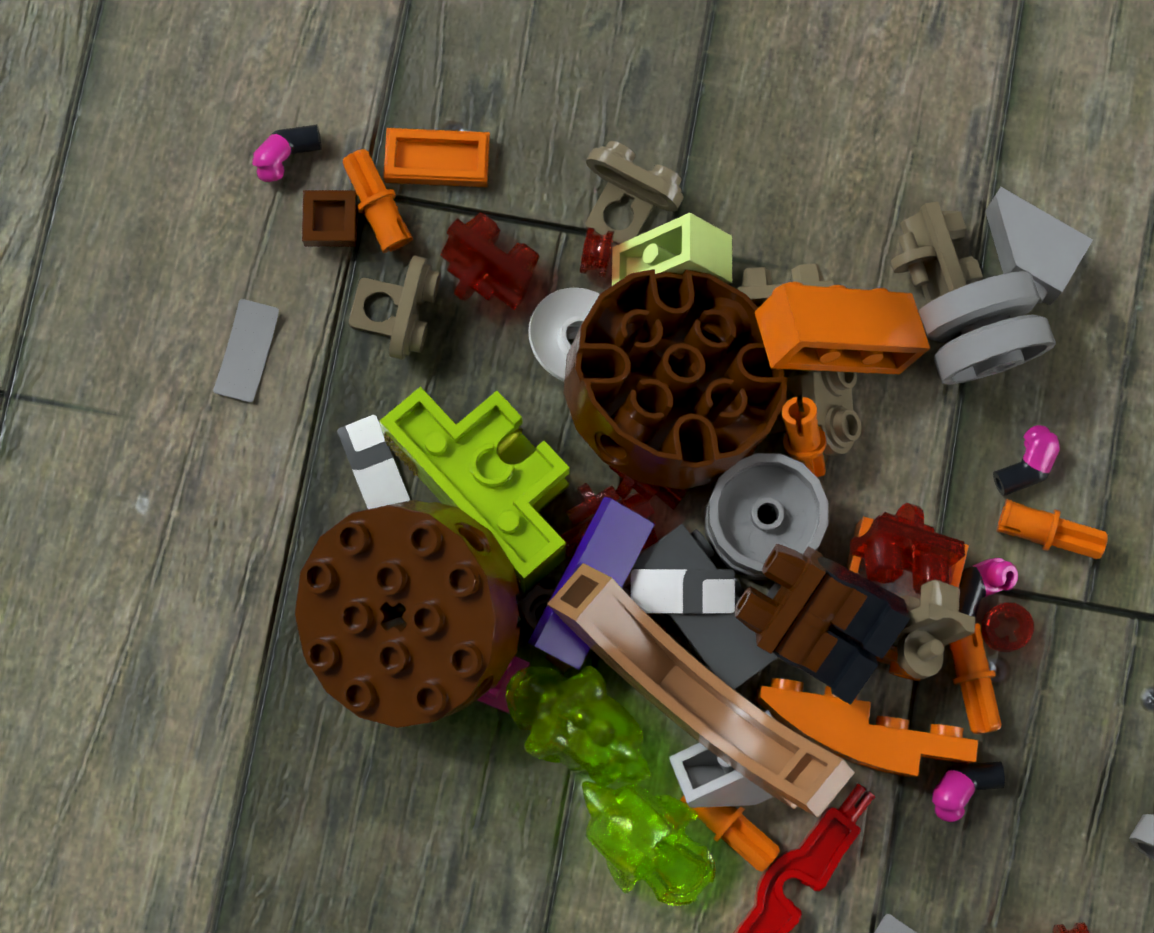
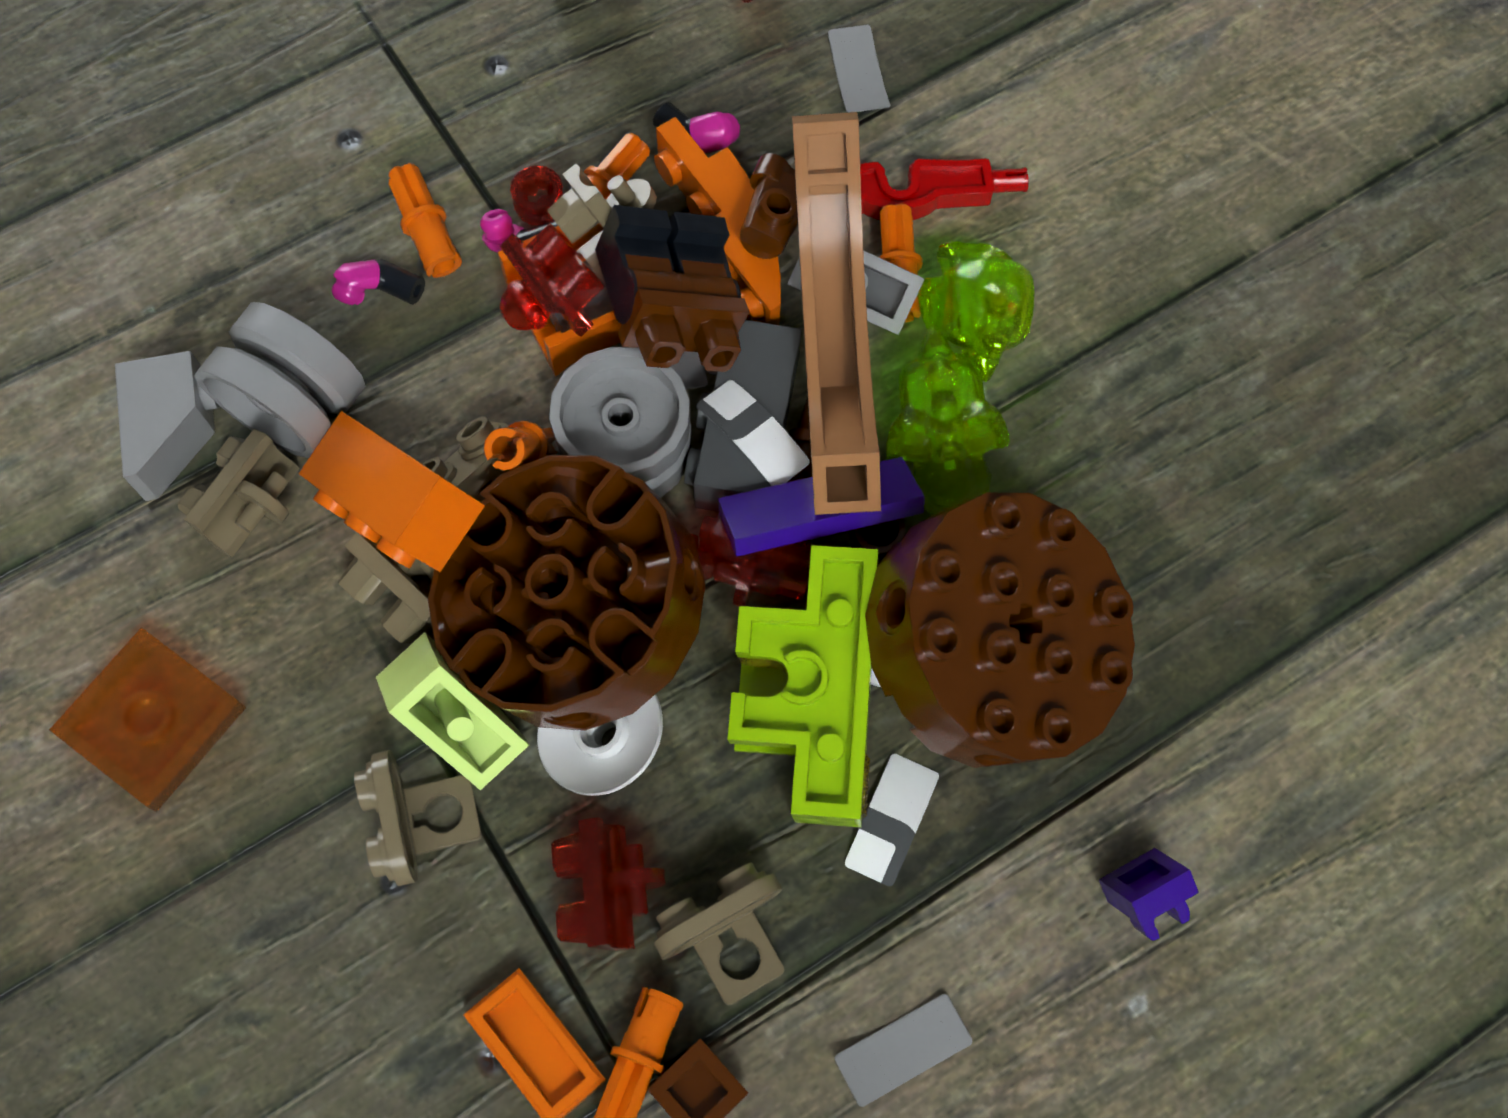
camera: 135 degrees left, 10 degrees down
(191, 565) = (1150, 888): none -> dark purple tile
(596, 252) = (499, 792): clear red bush -> none
(824, 718) = (772, 209): none -> reddish brown plate
(830, 98) = (148, 719): none -> clear orange tile

